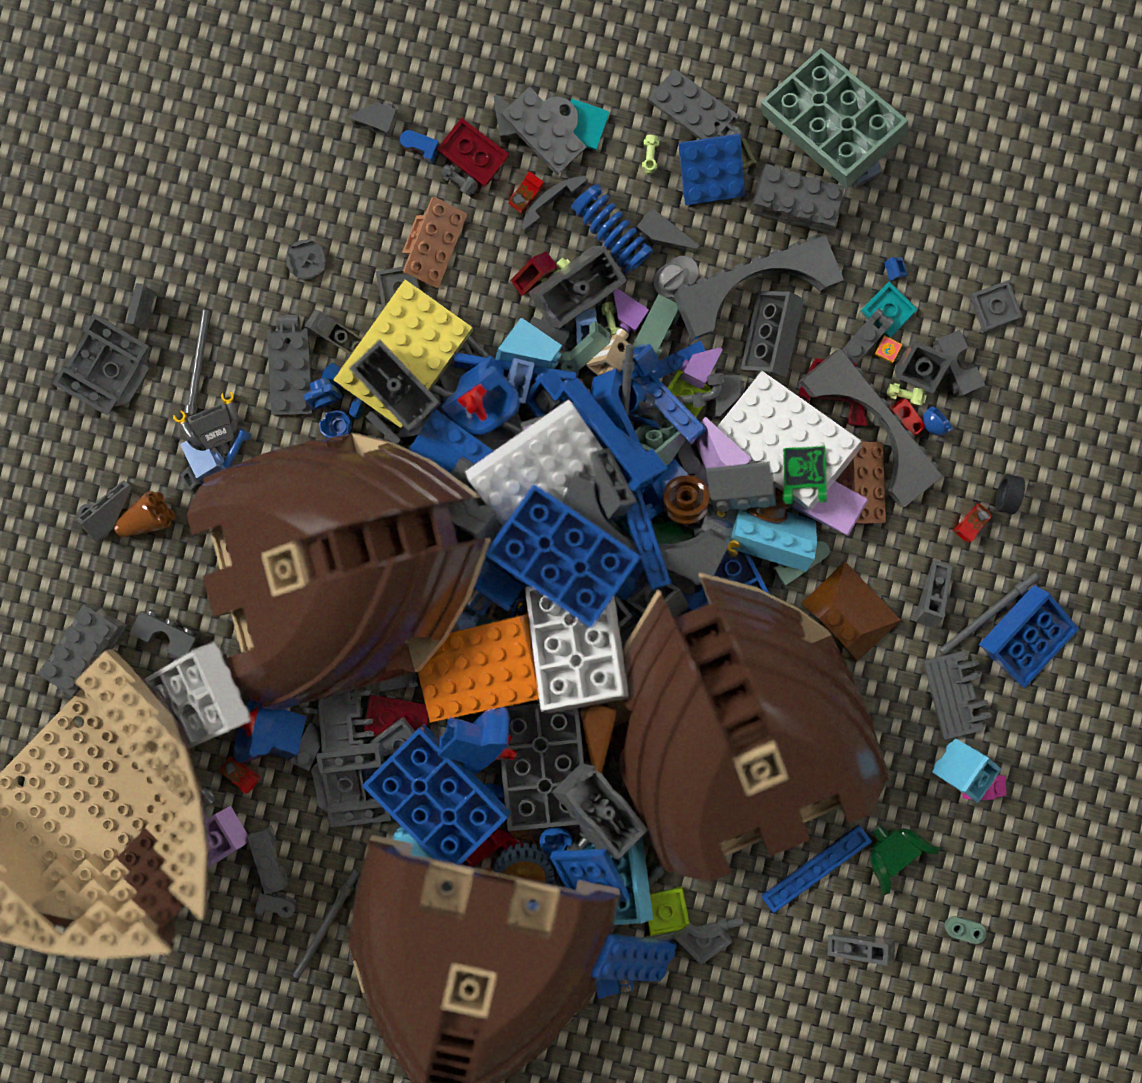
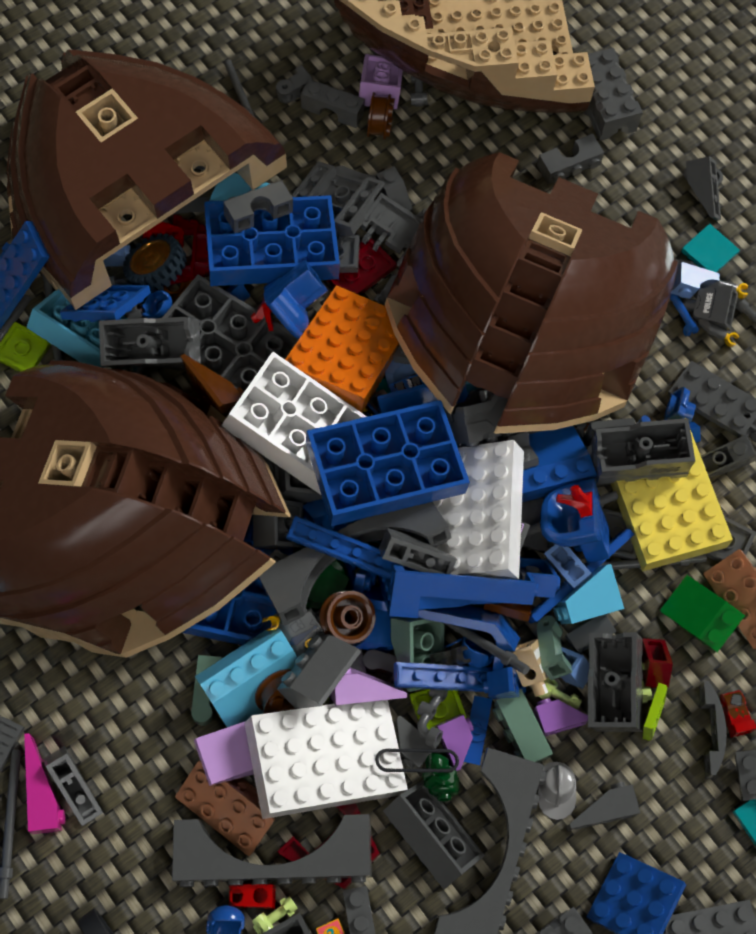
camera: 120 degrees right, 20 degrees down
(145, 516) = (679, 212): dark orange cone -> none
(159, 468) = (710, 249): none -> teal tile
(200, 694) = (501, 129): white brick -> none
(240, 775) = (414, 132): leg -> none
(251, 810) = (380, 116): none -> reddish brown wheel
(268, 732) = (431, 166): blue piece -> none
(335, 424) = (643, 399): blue hair -> none
(405, 824) = (271, 198): none -> dark grey arch
(472, 265) = (702, 613): none -> green slope
(574, 246) = (655, 712): none -> lime tile
(632, 262) = (691, 746): blue piece -> none
(649, 164) = (683, 847): yellowish green bar -> none
(734, 356) = (440, 784): none -> dark green head
(748, 373) = (417, 770): none -> black piece
(804, 469) = (286, 739): flag -> none
(851, 611) = (124, 697): reddish brown slope -> none
(959, 605) = (43, 807): none -> dark pink slope
(972, 523) = (103, 877): leg -> none

